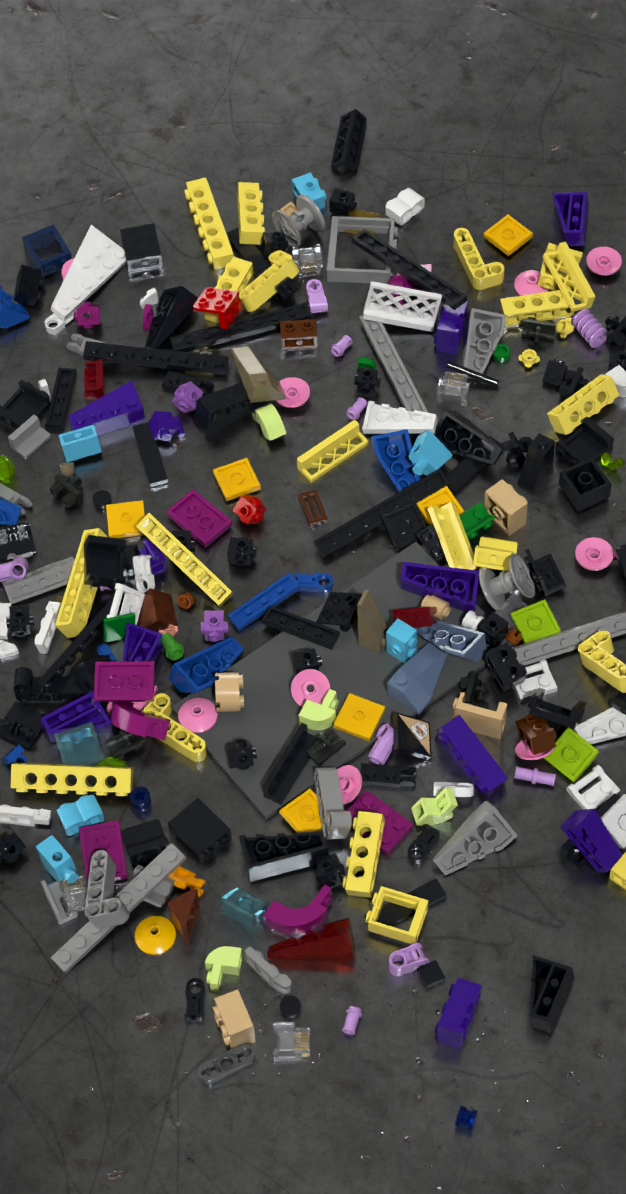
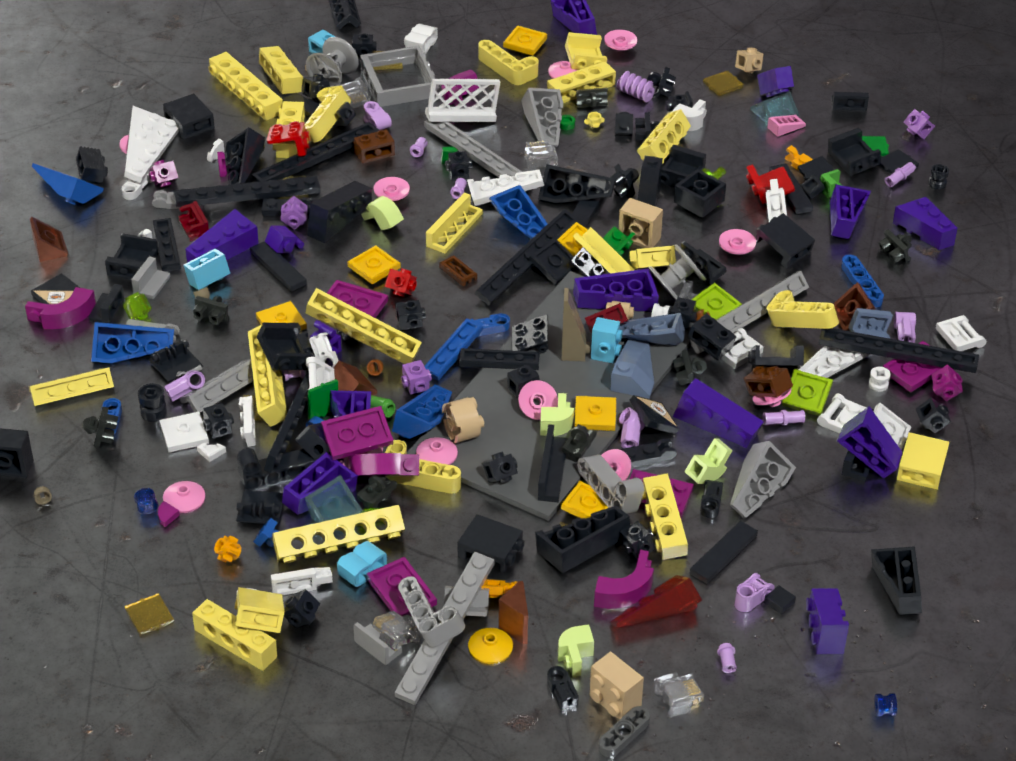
camera: 25 degrees left, 15 degrees down
(42, 238) = (80, 134): dark blue window -> none
(62, 866) = (361, 602): medium azure torso -> none
(101, 499) = (248, 310): black tile -> none
(138, 803) = (416, 534): clear blue wheel -> none
(144, 841) = (441, 568): black bracket -> none
(244, 908) = (570, 598): clear light blue slope -> none
(256, 377) = (356, 179): dark tan wedge -> none
(267, 971) = (622, 640): light grey hinge -> none
(290, 1006) = (660, 665): black tile -> none
(401, 899) = (724, 542): light yellow window -> none
(409, 268) = (450, 71): black plate -> none
(428, 454) = (547, 200): medium azure torso -> none
(450, 328) = (512, 111): dark purple wedge -> none
(459, 789) = (701, 449): white piece -> none
(473, 374) = (553, 140): black bar -> none
(480, 719) = (718, 378): tan panel -> none
(564, 327) = (614, 91): light yellow plate -> none
(574, 277) = (603, 49): light yellow fence -> none

